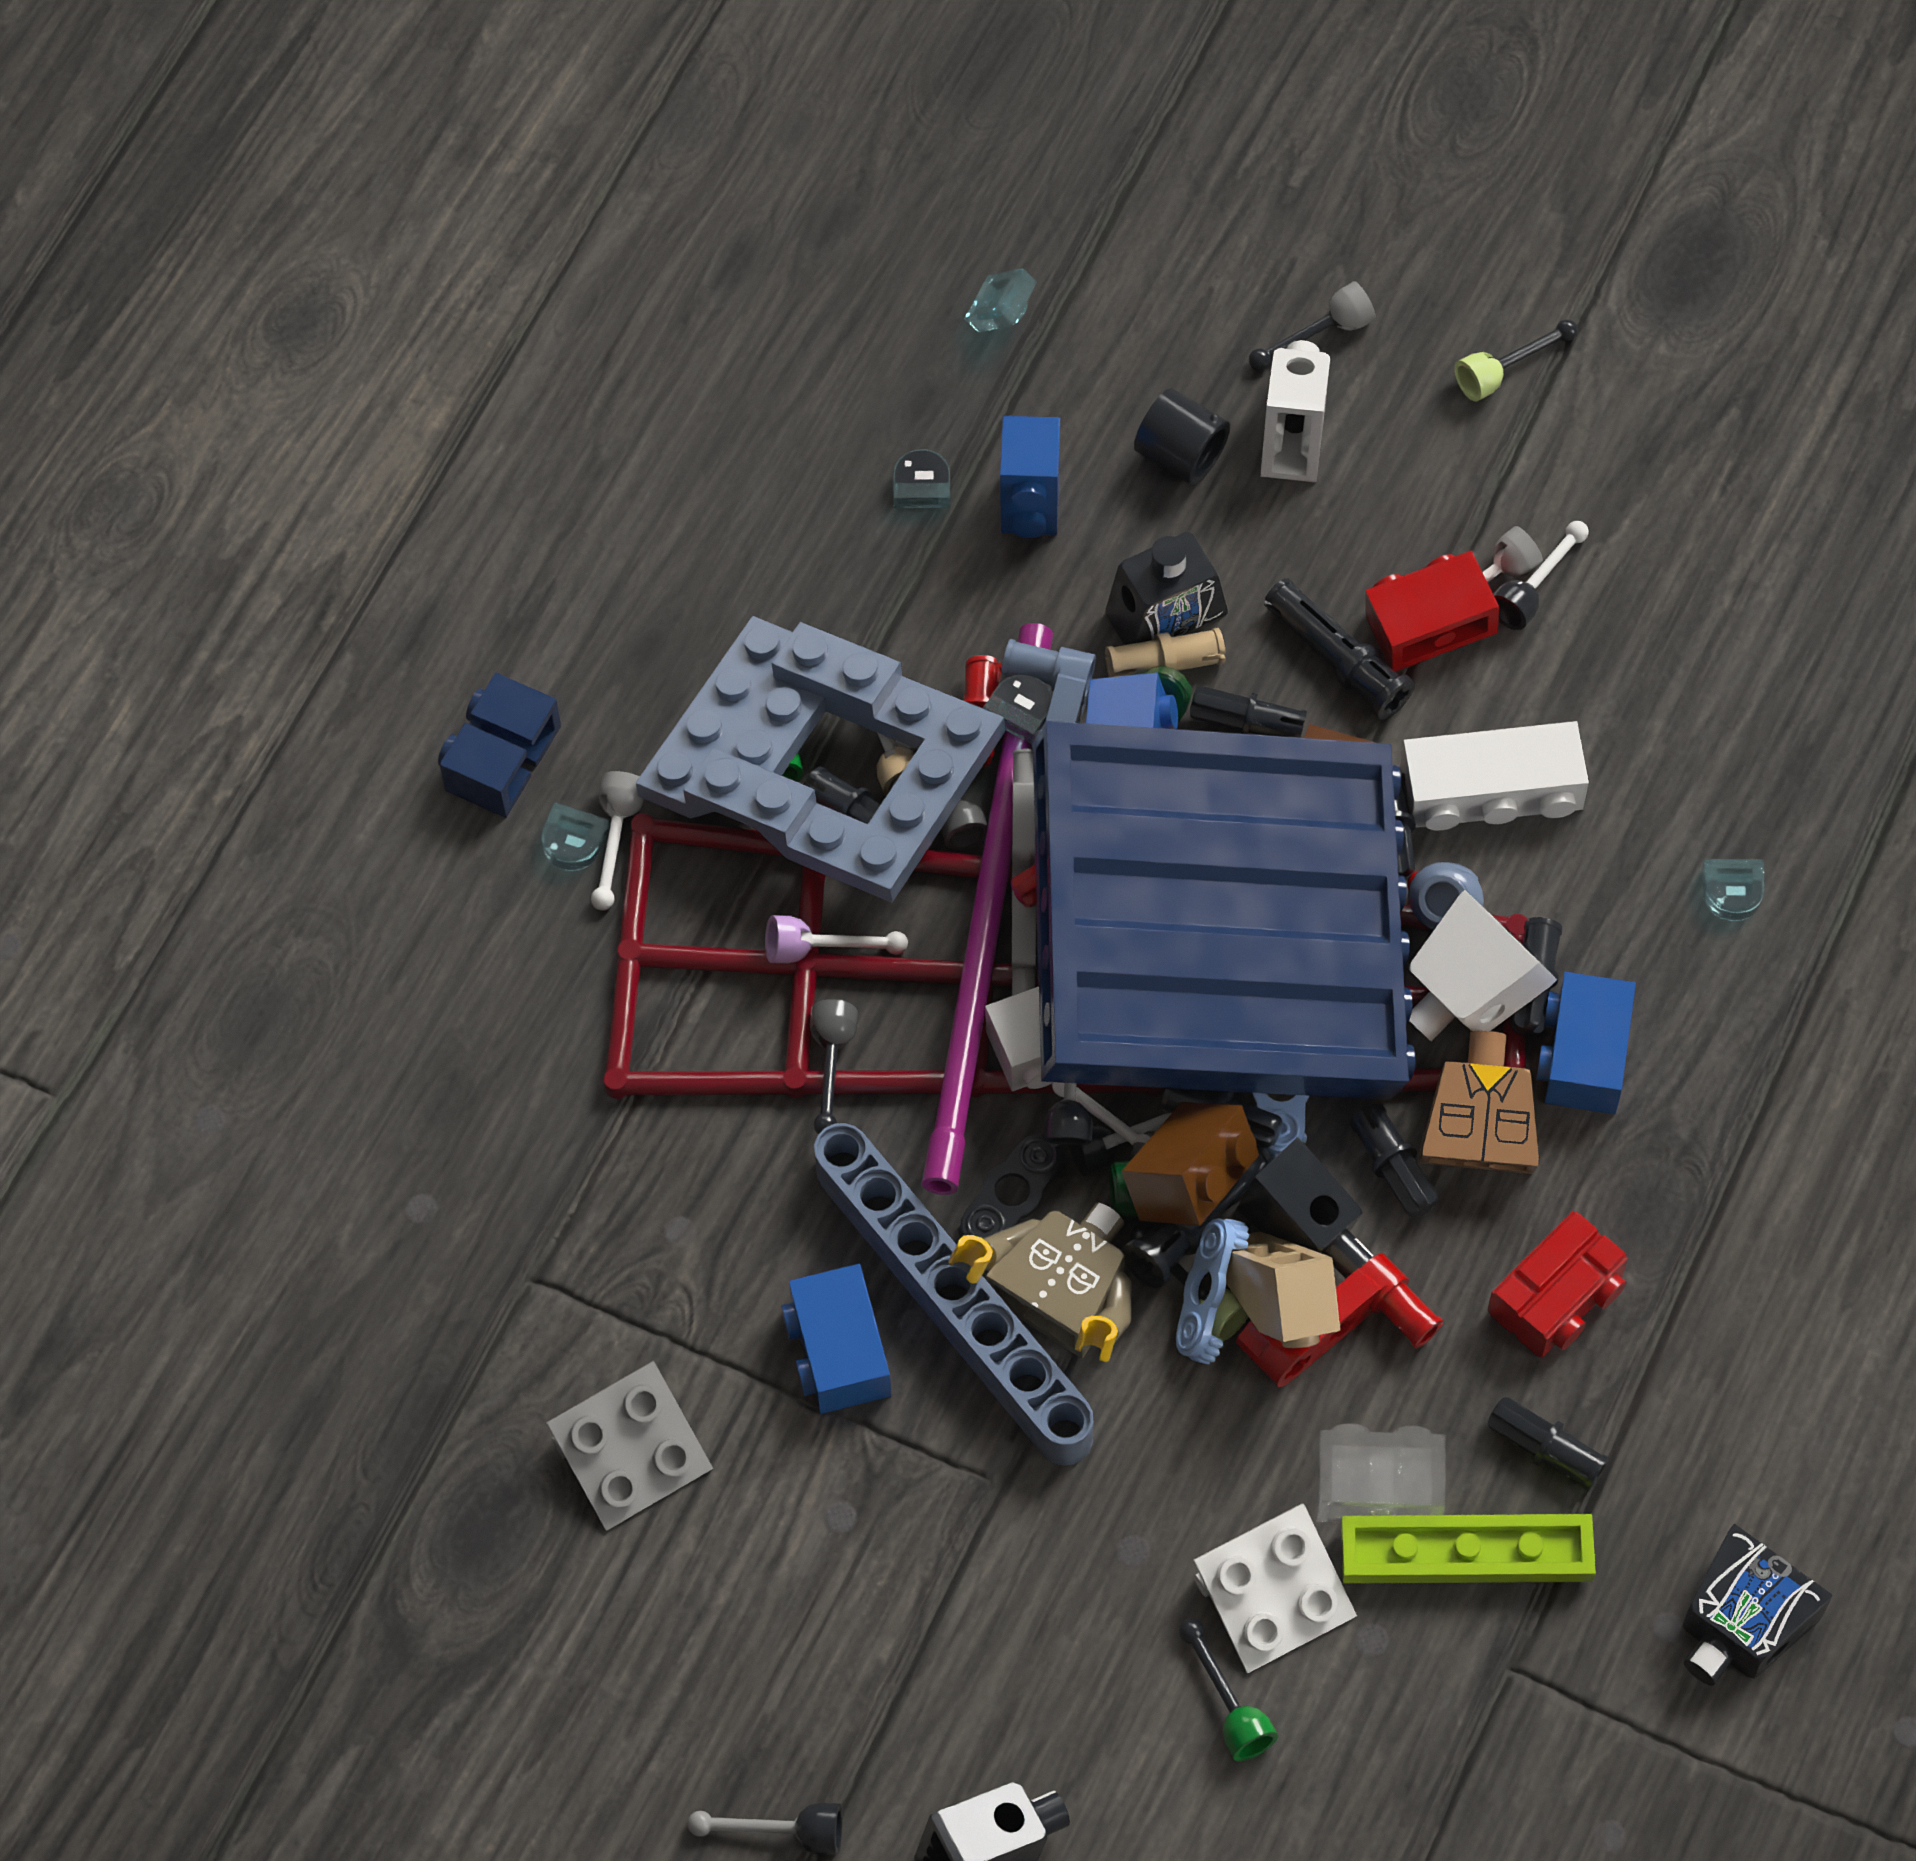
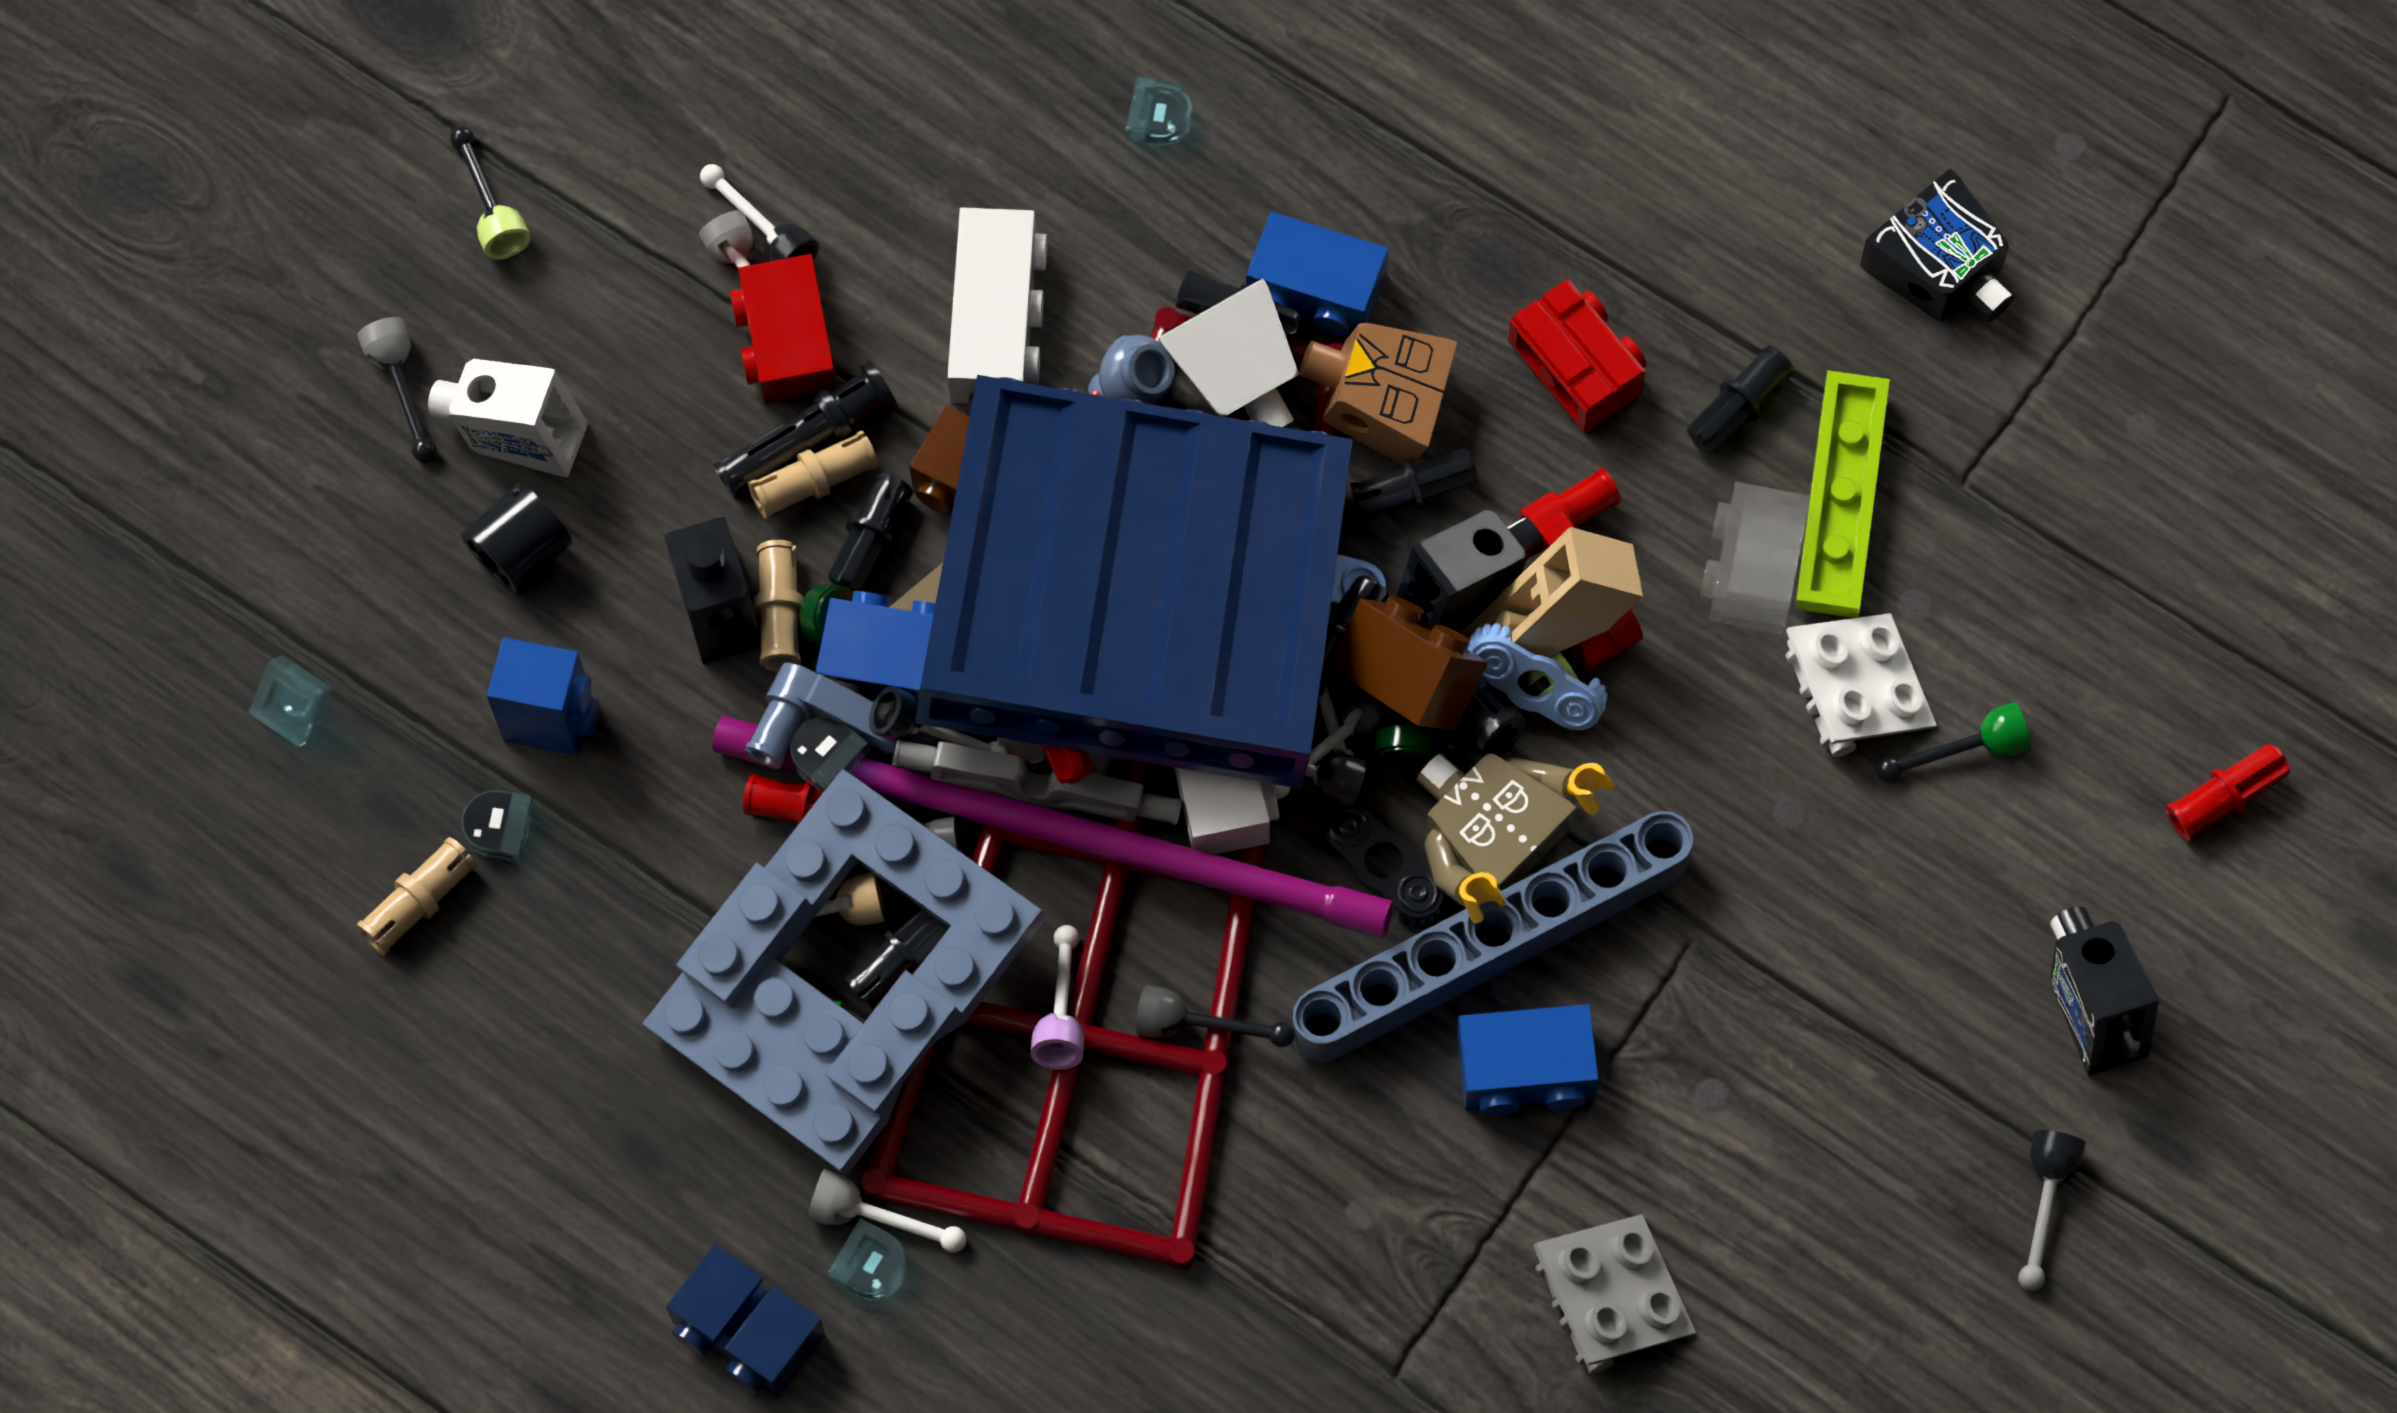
camera: 80 degrees left, 5 degrees up
(843, 429) = (416, 896): none -> tan pin
(1297, 660) = (813, 474): none -> tan pin

